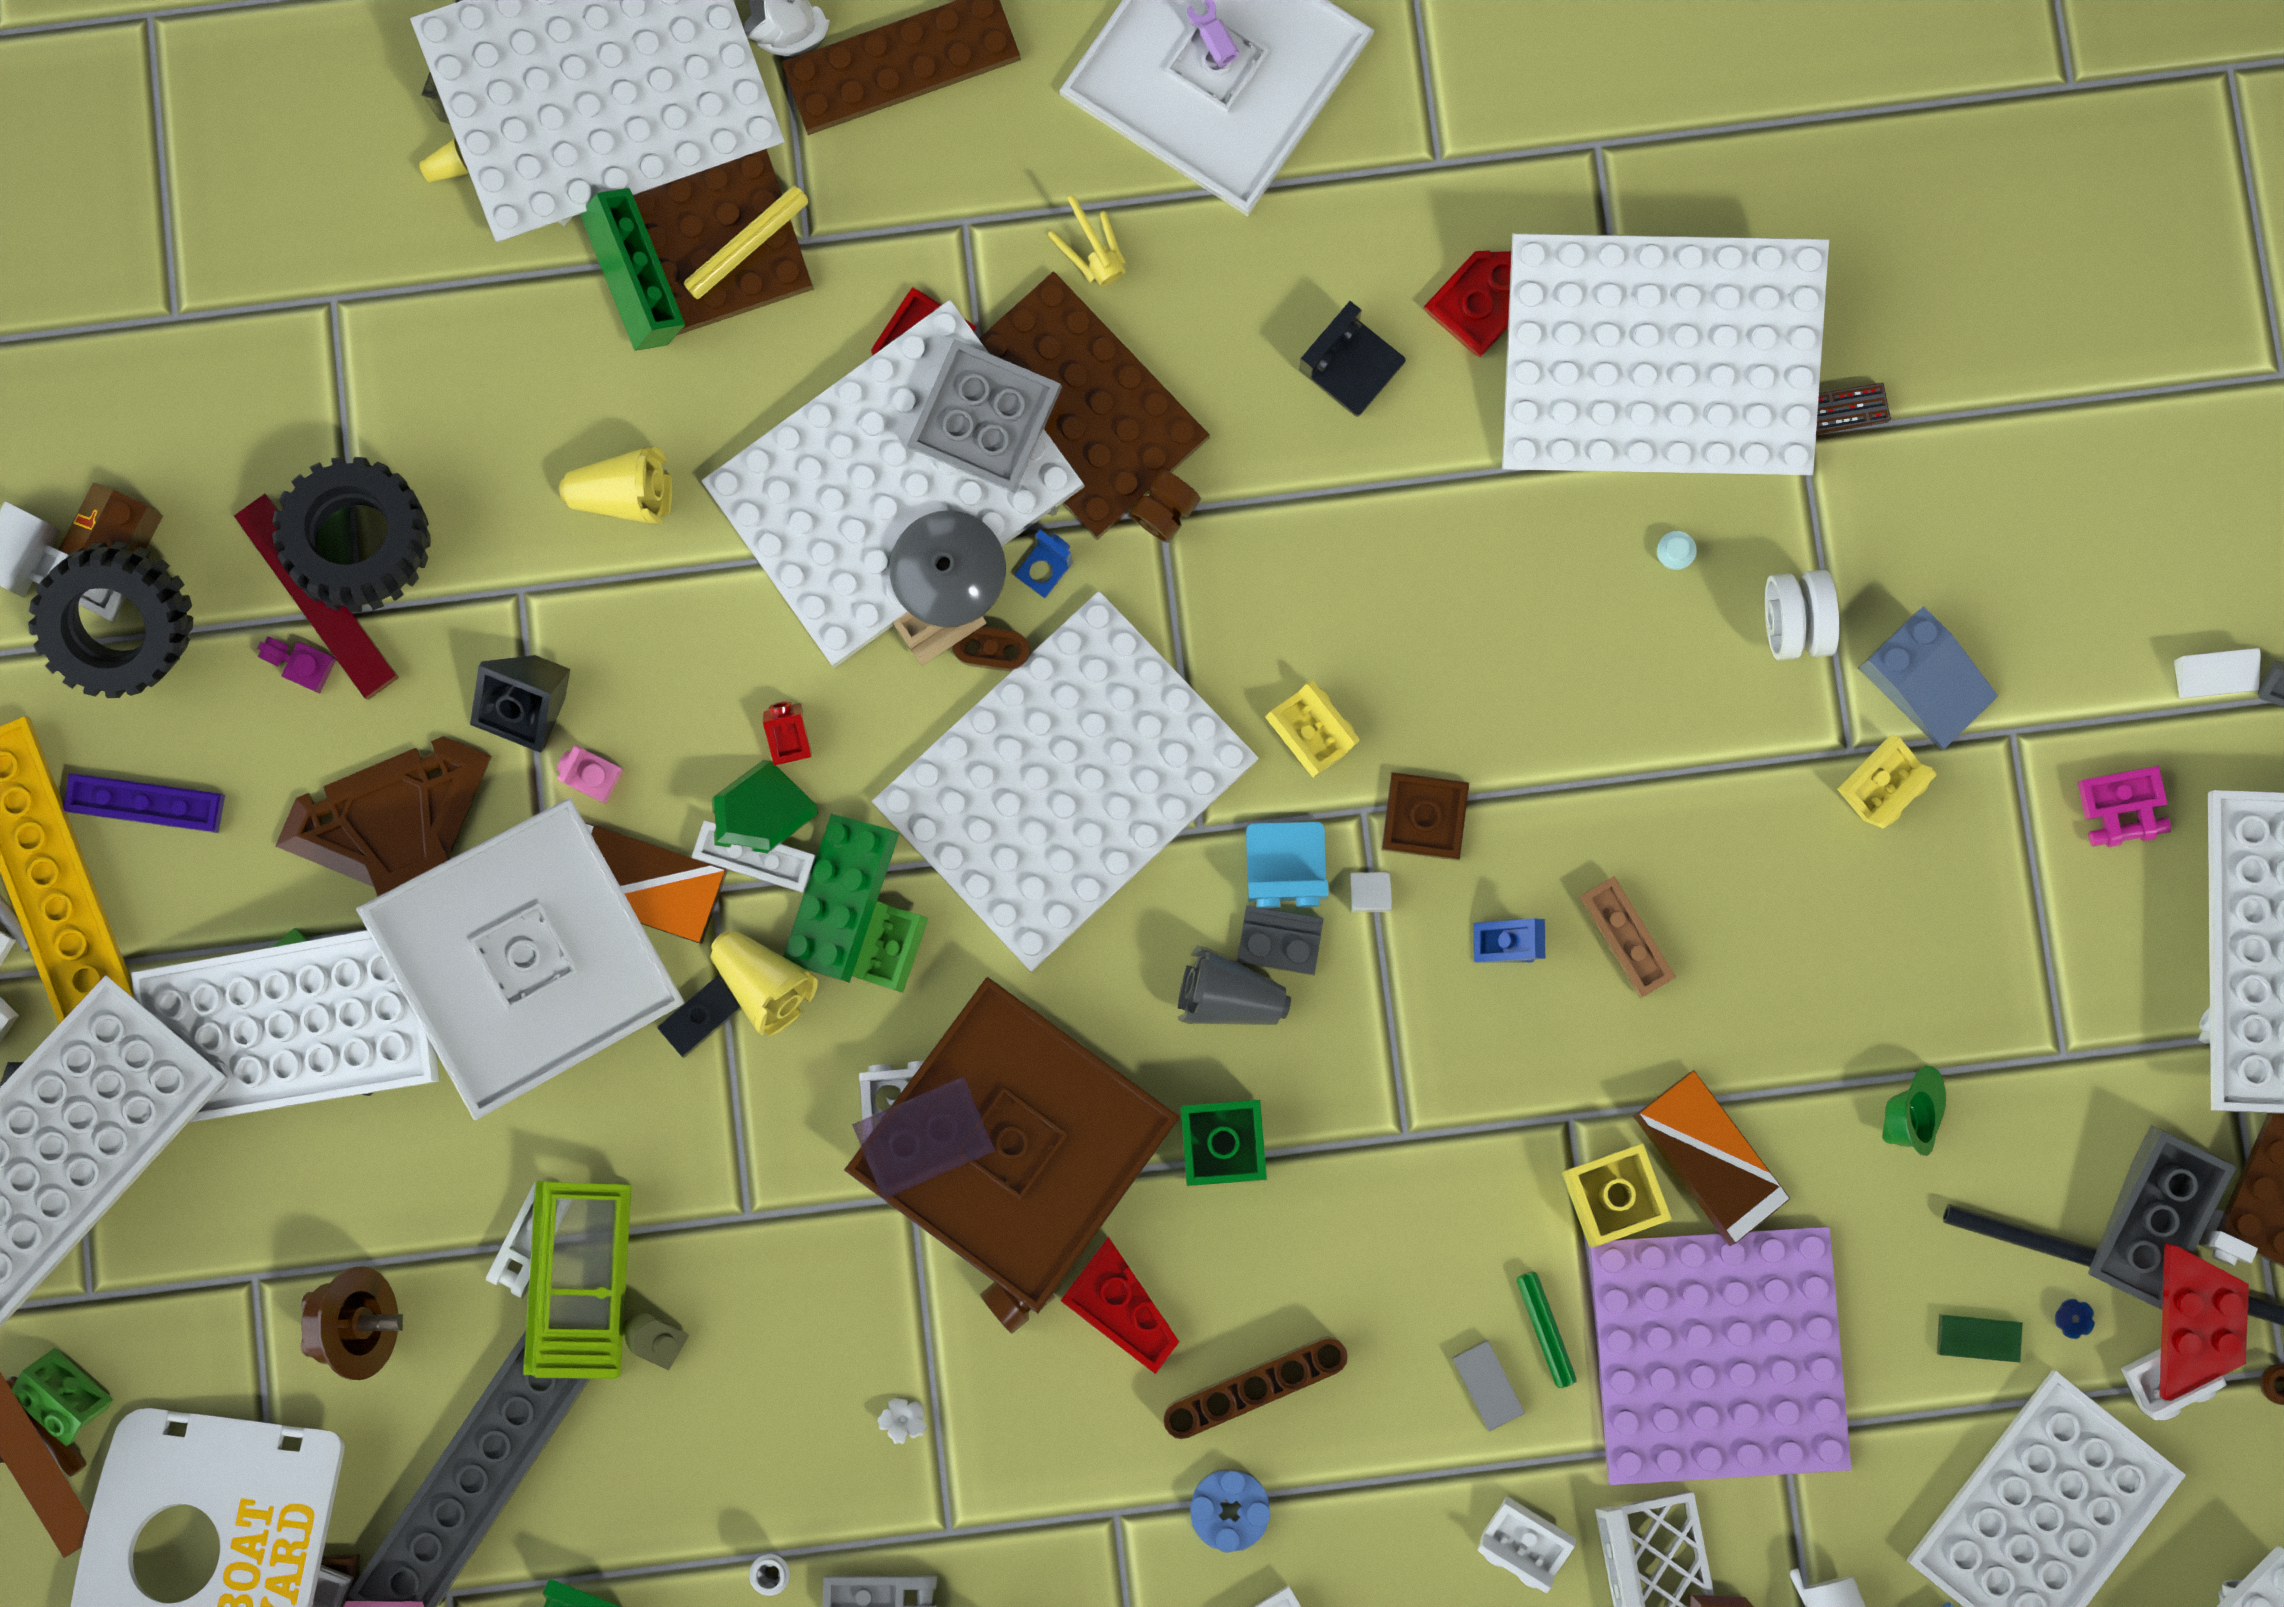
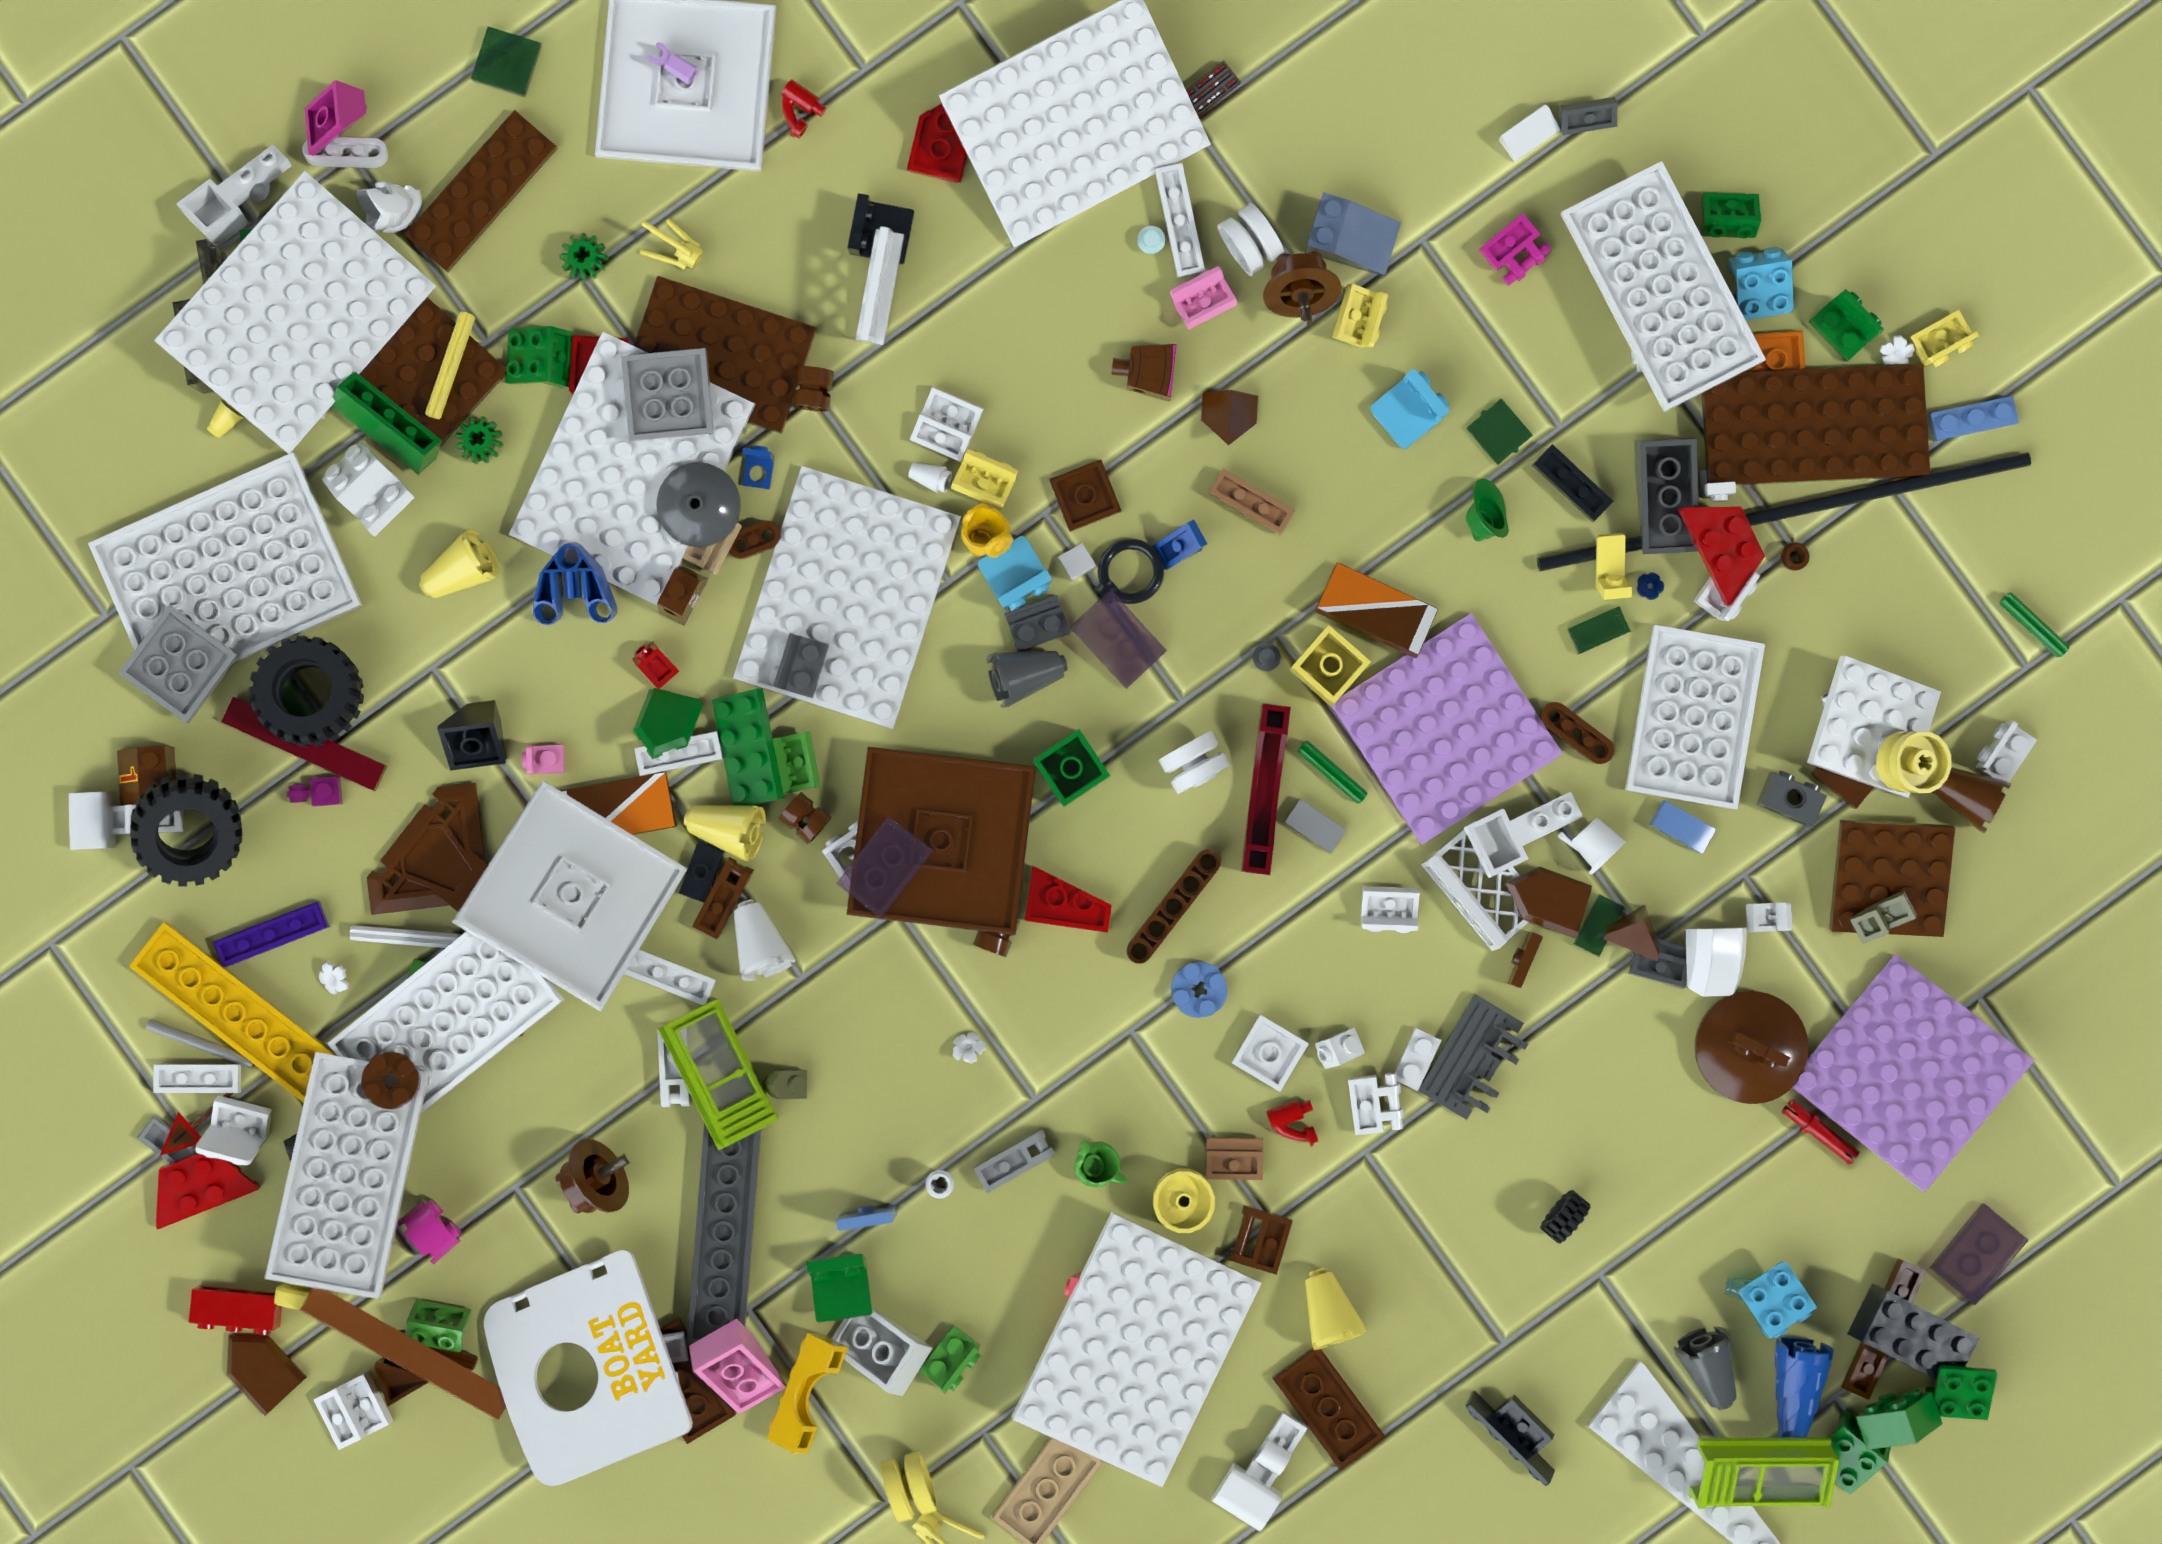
camera: 35 degrees left, 5 degrees up
(117, 1273) = (429, 1230): none -> dark pink brick
(149, 1063) = (401, 1093): none -> reddish brown plate
(185, 897) = (333, 978): none -> white plant
(221, 419) = (178, 664): none -> light grey plate
(295, 892) = (402, 936): none -> white axle
(340, 345) = (235, 560): none -> white plate
(565, 333) = (367, 487): none -> white bracket
(589, 1125) = (671, 977): none -> white plate
(655, 1565) = (866, 1217): none -> medium blue plate
(705, 1064) = (722, 899): none -> reddish brown plate
(716, 352) = (479, 451): none -> green gear
(719, 1144) = (759, 943): none -> white cone
(767, 597) = (594, 585): none -> blue connector
(858, 1007) = (795, 813): none -> reddish brown wheel
(859, 289) = (539, 356): none -> green bracket
(866, 665) = (681, 594): none -> reddish brown torso
(962, 832) = (801, 665): none -> dark grey plate
(973, 190) = (590, 263): none -> green gear
(1250, 690) = (931, 476): none -> white cone
(1279, 793) = (986, 531): none -> yellow hair
(1303, 636) = (947, 423): none -> white slope
(1314, 426) = (880, 286): none -> white fence
(1345, 156) = (807, 101): none -> red plant
(1369, 1014) = (1118, 639): none -> tile
(1380, 1223) = (1196, 765): none -> white wheel
(1390, 948) = (1111, 552): none -> black piece
(1449, 1305) = (1265, 789): none -> dark red arch
(1541, 1139) = (1266, 657): none -> dark grey plate
(1587, 706) = (1148, 370): none -> reddish brown torso
(1658, 812) = (1229, 413): none -> reddish brown slope
(1702, 654) = (1203, 297): none -> bright pink bracket
(1714, 1539) = (1501, 841): none -> white plate
(1724, 546) = (1179, 220): none -> white plate
(1833, 706) = (1301, 286): none -> reddish brown piece
(1888, 930) = (1410, 409): none -> medium azure bracket
(1897, 1465) = (1589, 736): none -> reddish brown plate
(1984, 1020) = (1499, 431): none -> clear green piece
(2038, 1267) = (1611, 567): none -> light yellow bracket
(2044, 1135) = (1572, 483): none -> black plate

